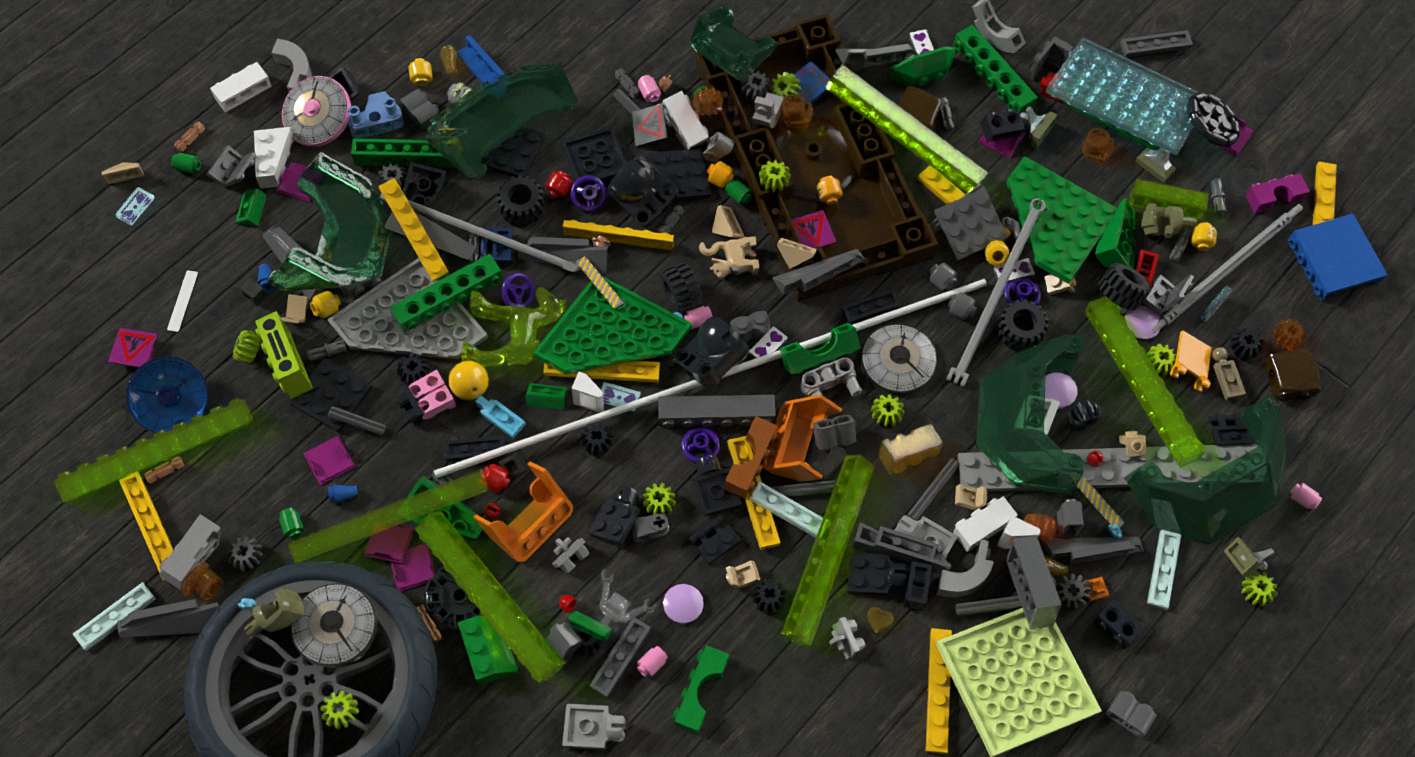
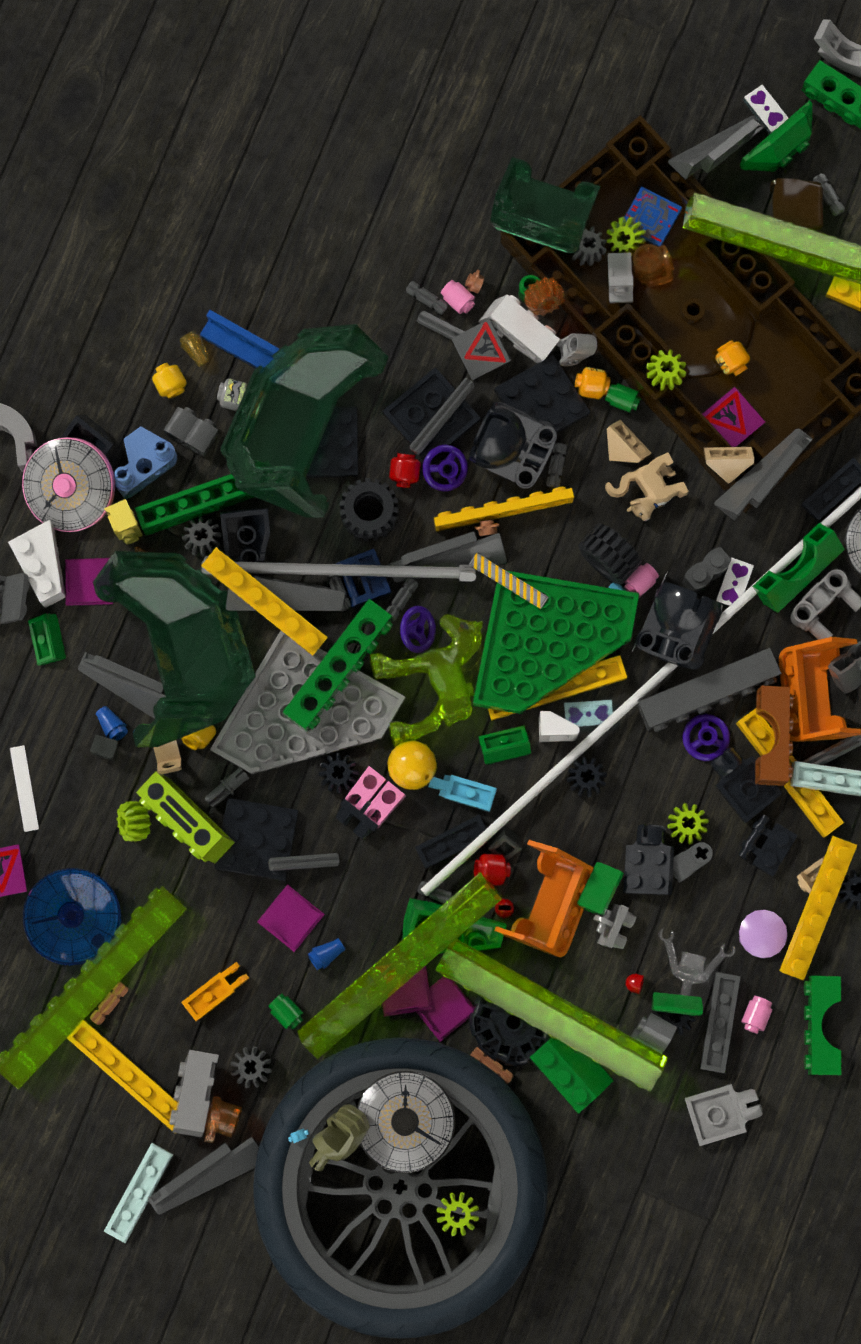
camera: 15 degrees left, 15 degrees up
(245, 490) = (213, 993): none -> light orange hinge
(339, 146) = (123, 522): none -> light yellow window
(518, 267) = (402, 598): none -> dark grey axle
(570, 521) = (600, 889): none -> green slope
(601, 157) = (442, 416): none -> dark grey axle
(732, 596) = (818, 908): none -> yellow plate

